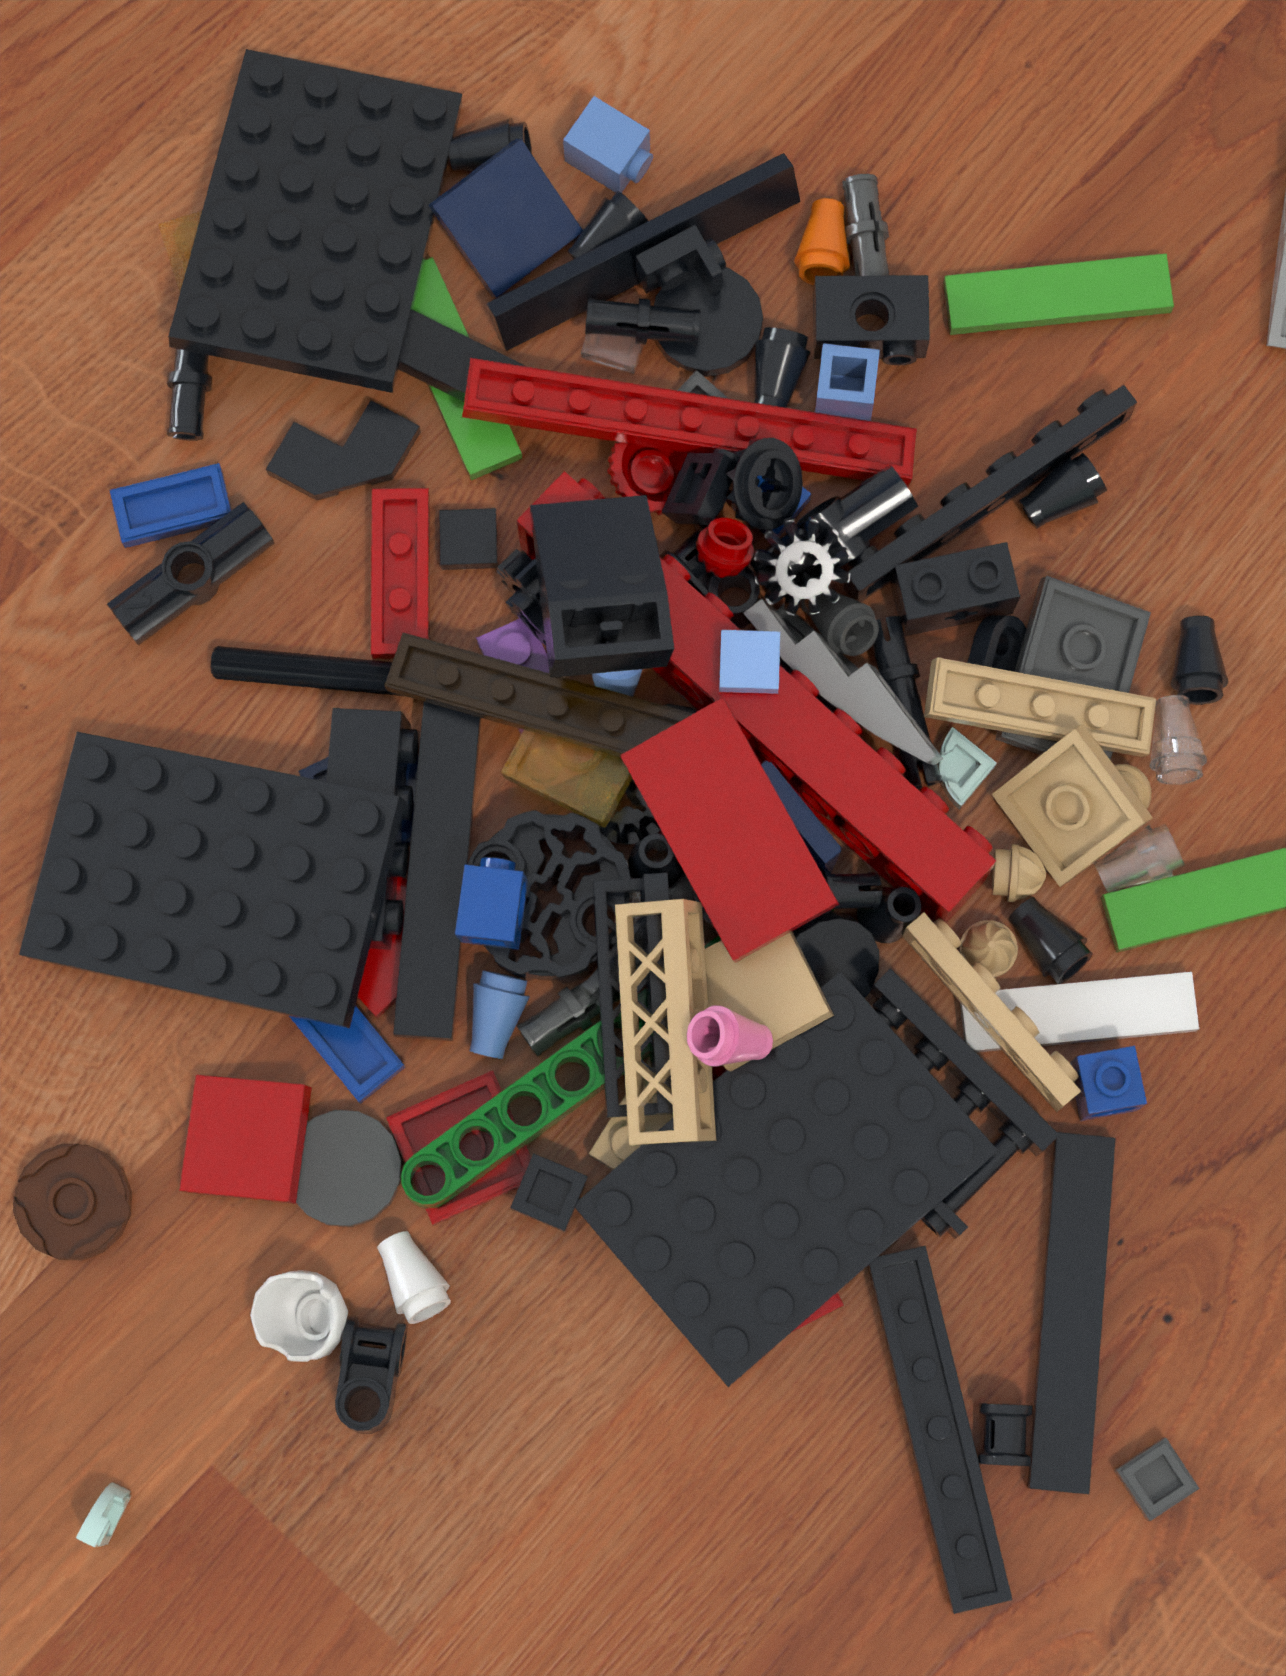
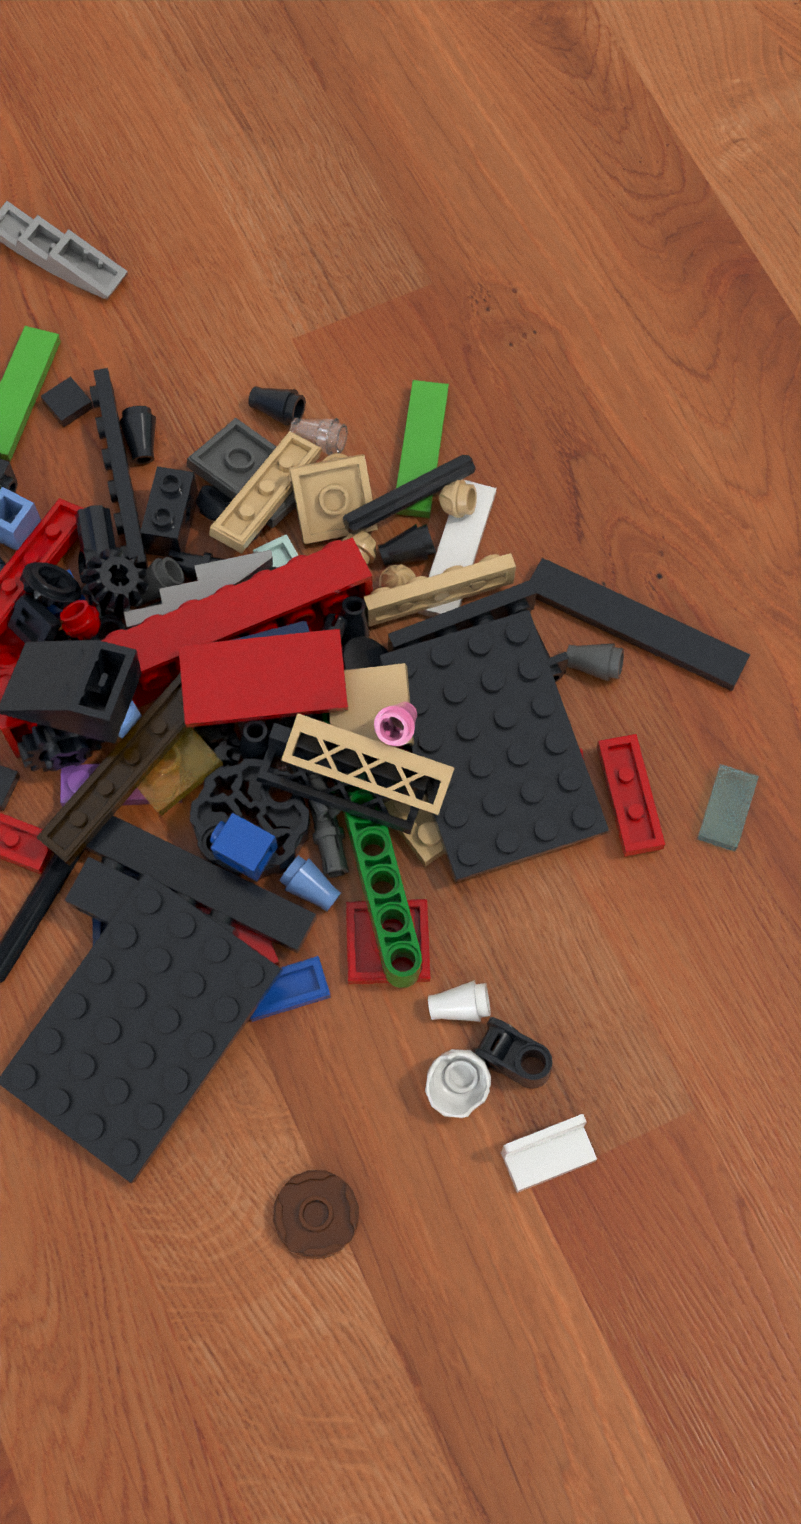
camera: 70 degrees left, 10 degrees down
(104, 1516) = (543, 1274): light aqua tile -> none
(245, 1139) = (323, 1077): red tile -> none
(258, 1471) = (548, 1153): none -> white panel
(347, 1169) = (369, 1022): dark grey tile -> none
(549, 1192) = (442, 892): black tile -> none
(749, 661) = (162, 624): light blue tile -> none
(801, 1398) = (630, 795): none -> red plate
(842, 1542) = (727, 807): none -> clear light blue tile
(939, 1430) = (682, 723): black plate -> none
(986, 1278) = (597, 660): none -> dark grey cone
(1005, 1434) = (697, 686): black bush -> none
(1073, 367) = (67, 401): none -> black tile
(1108, 1083) = (513, 538): blue brick -> none
(1127, 909) = (408, 494): none -> black axle
(1140, 860) = (382, 472): clear cone -> none
(1148, 983) = (458, 499): none -> tan plate
(1156, 1479) = (753, 617): dark grey tile -> none

